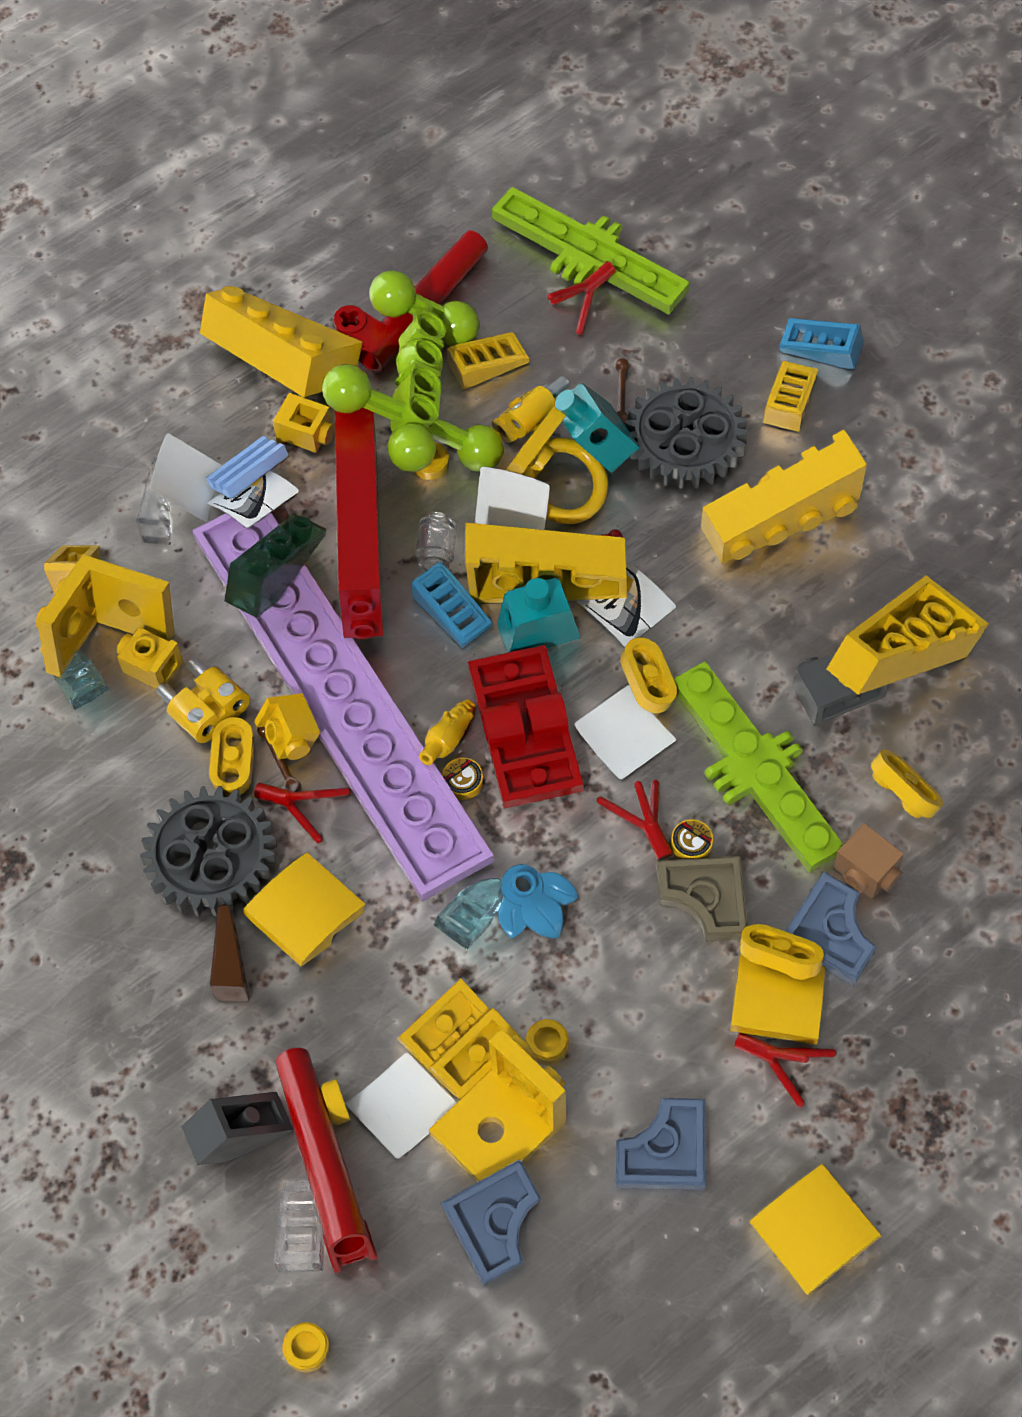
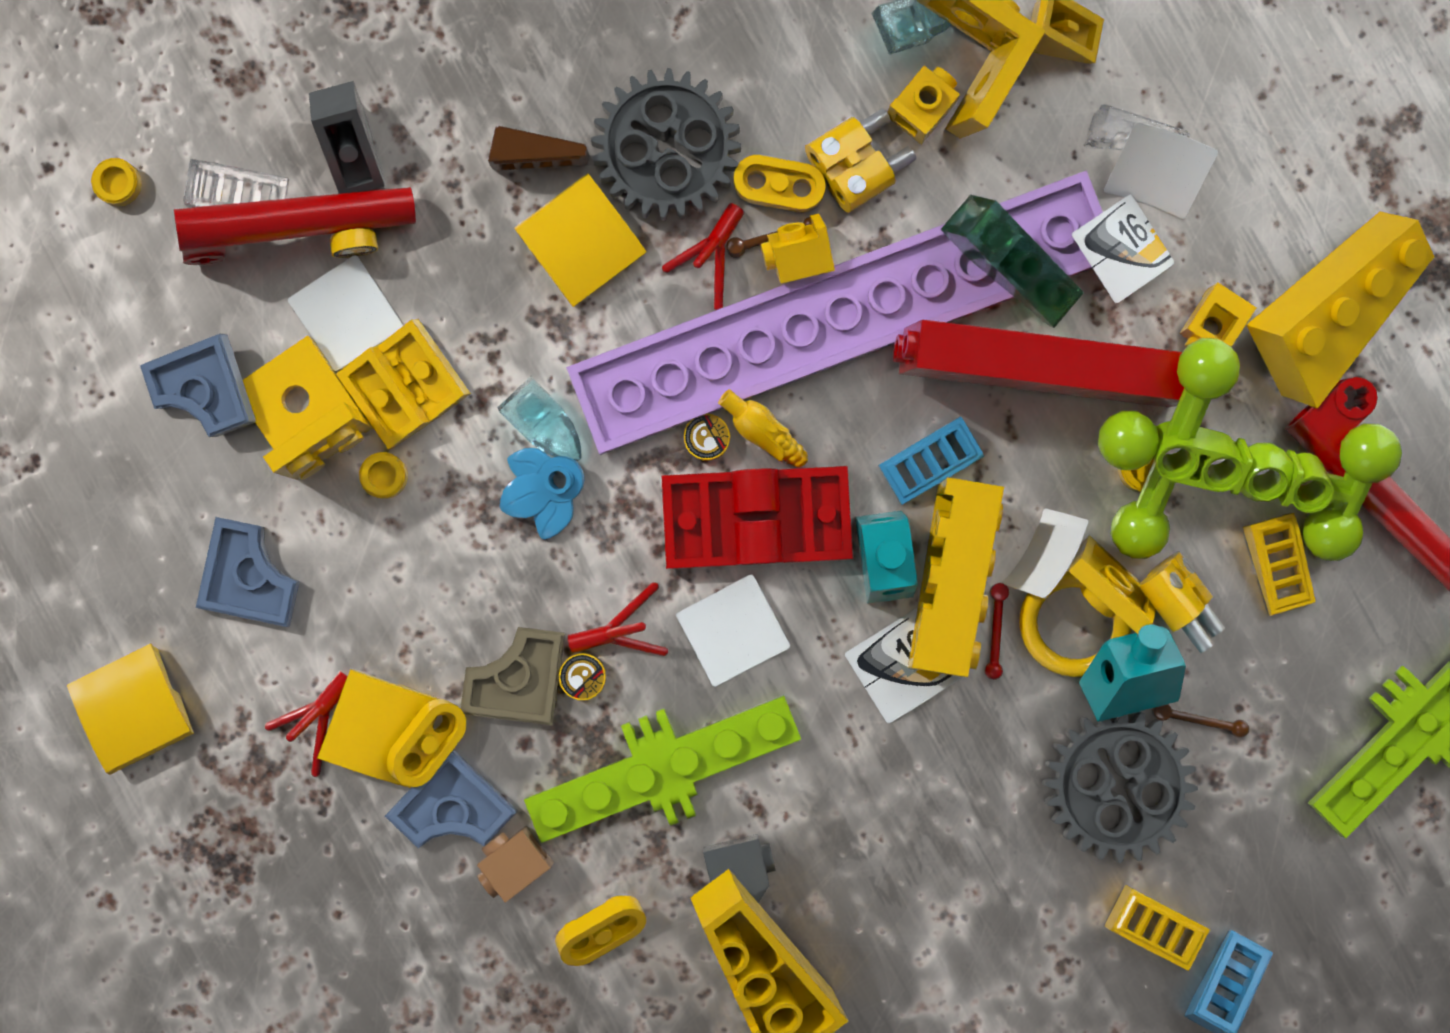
camera: 95 degrees right, 25 degrees up
(247, 467) = (1173, 244): light blue tile -> none
(435, 540) = (1018, 456): clear brick -> none
(589, 285) = (1361, 709): red plant -> none
(649, 678) = (793, 672): yellow plate -> none
(786, 500) = (990, 881): yellow wedge -> none

